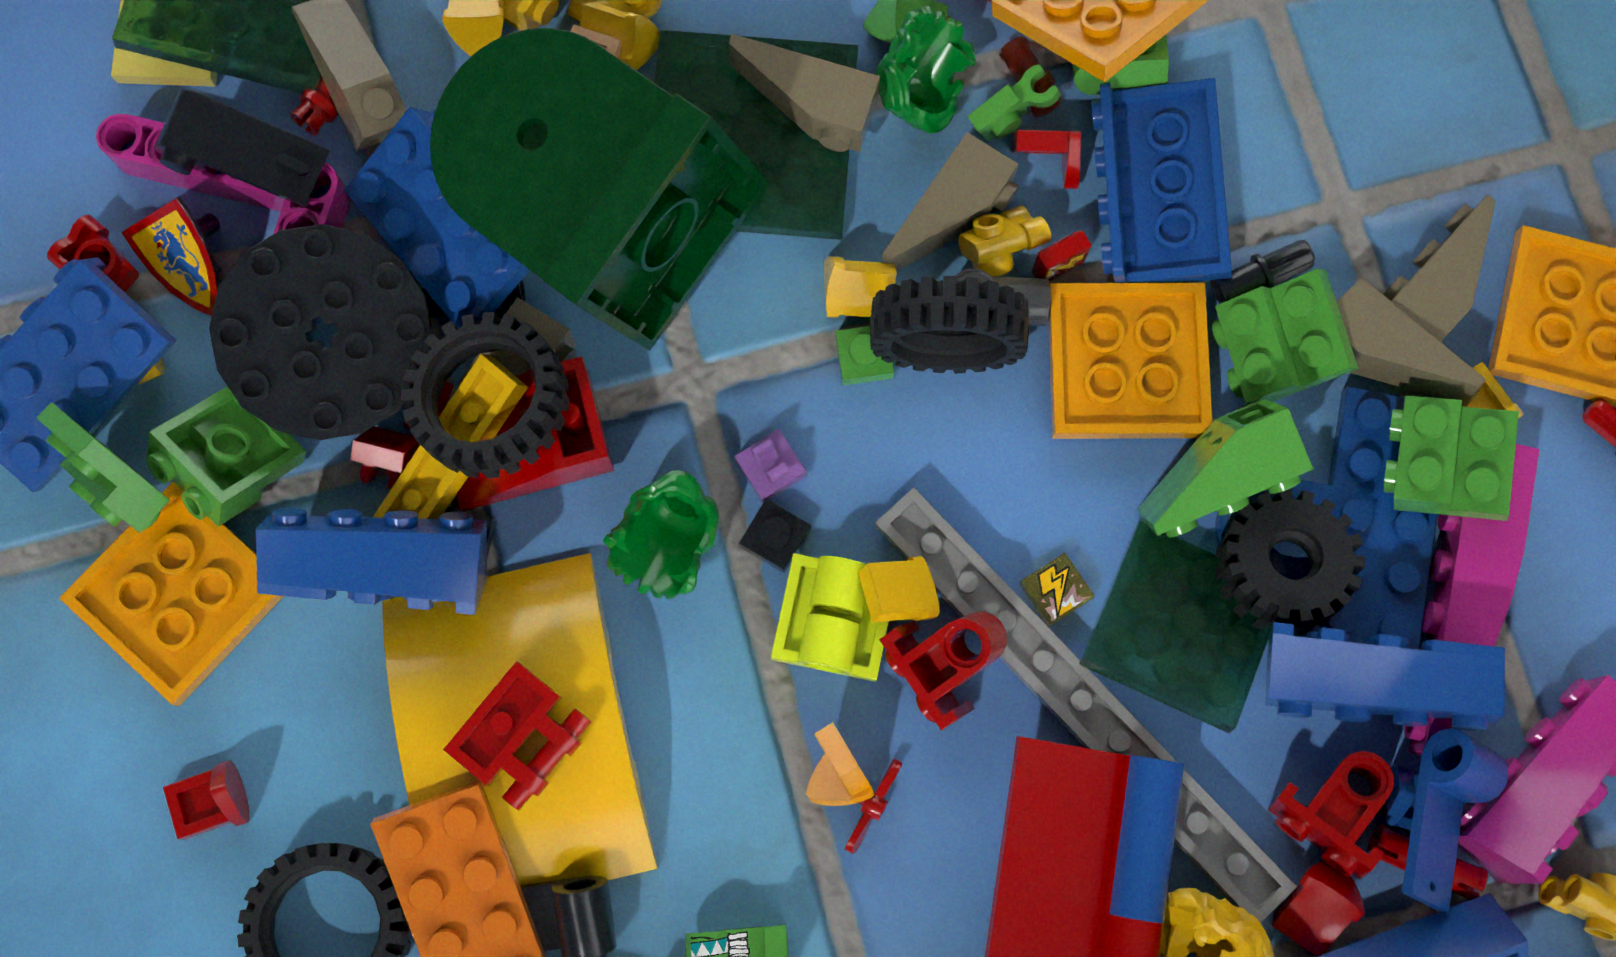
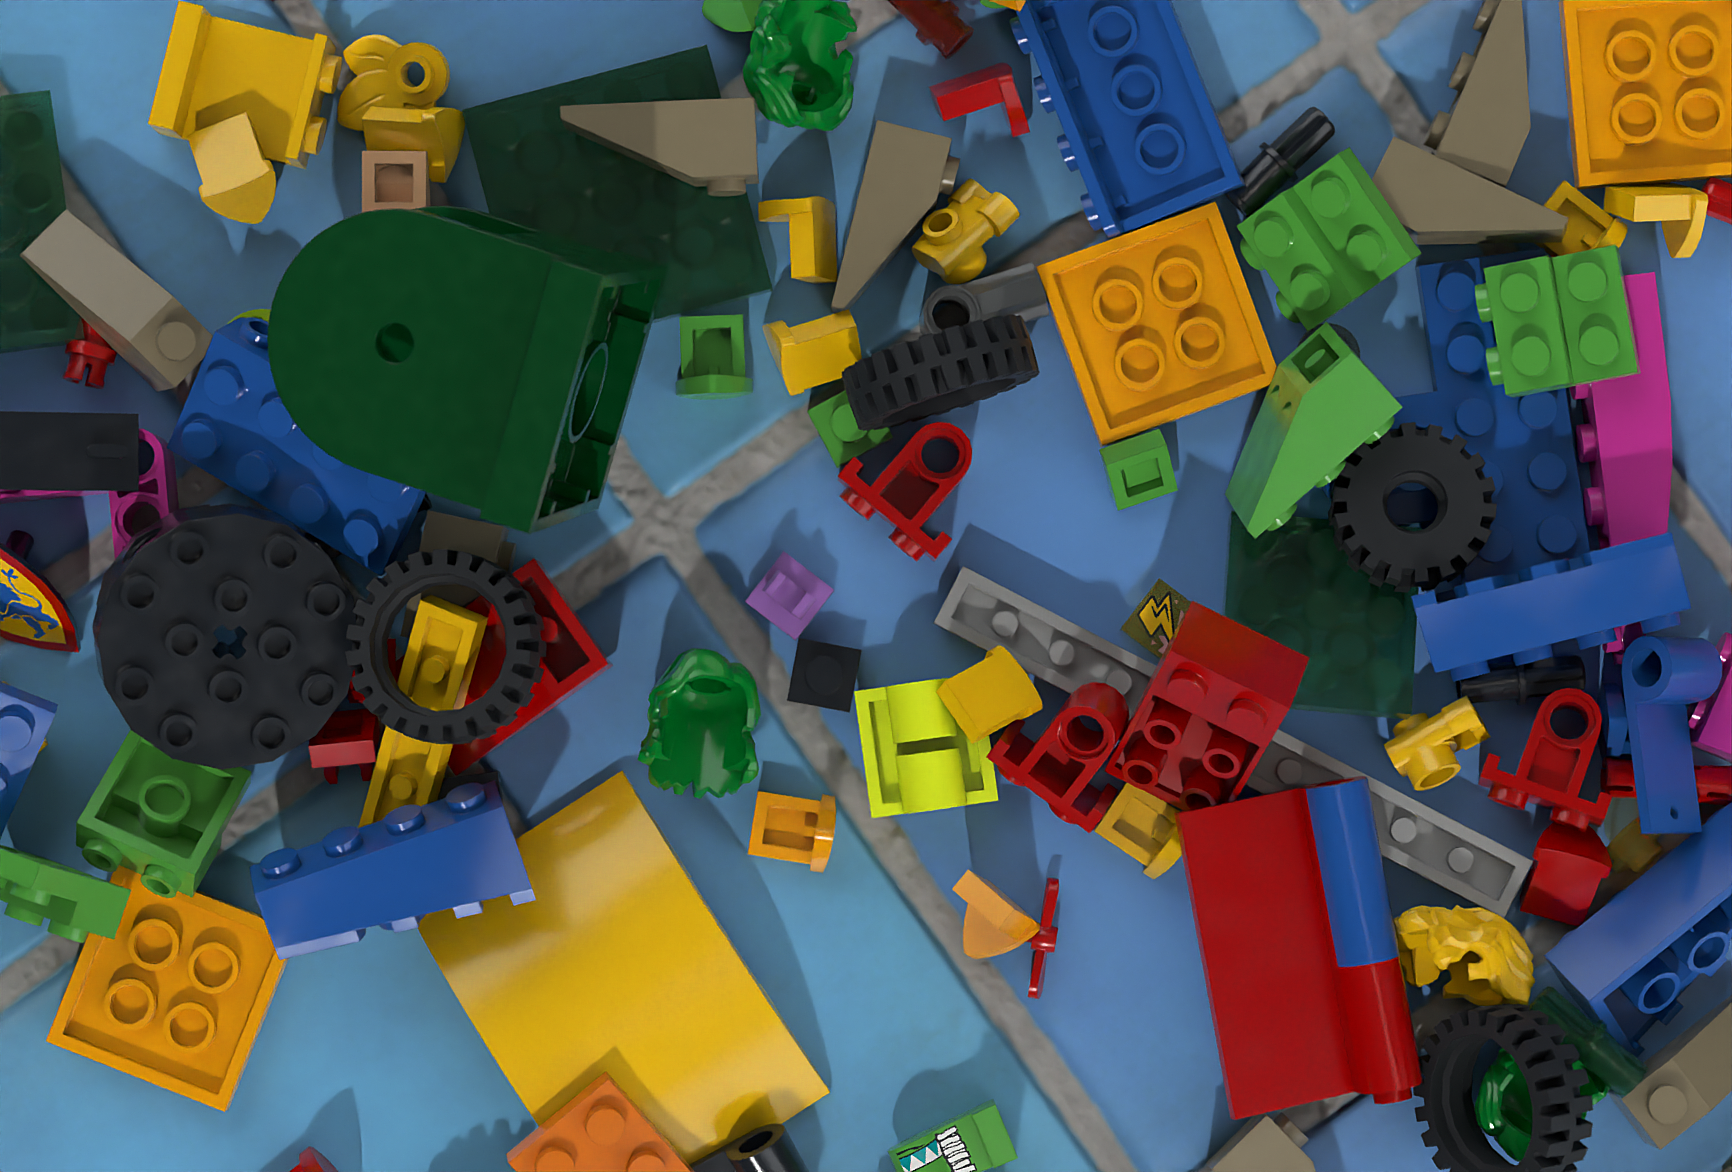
camera: 20 degrees left, 10 degrees up
(502, 727) = (612, 1003): red plate -> none
(706, 646) = (793, 829): none -> light orange tile
(778, 270) = (713, 358): none -> bright green tile
(886, 201) = (811, 235): none -> yellow tile
(891, 416) = (909, 491): none -> red pin
(984, 746) = (1143, 829): none -> yellow tile
(1004, 110) = (910, 75): bright green plate -> none
(1061, 256) = (1038, 228): red tile -> none
(1071, 663) = (1207, 711): none -> red slope
(1077, 462) = (1138, 469): none -> bright green plate
(1240, 761) = (1427, 745): none -> yellow plate
(1328, 735) = (1524, 680): none -> black axle
(1385, 906) = (1633, 849): none -> clear yellow plate
(1567, 413) = (1675, 205): none -> yellow tile

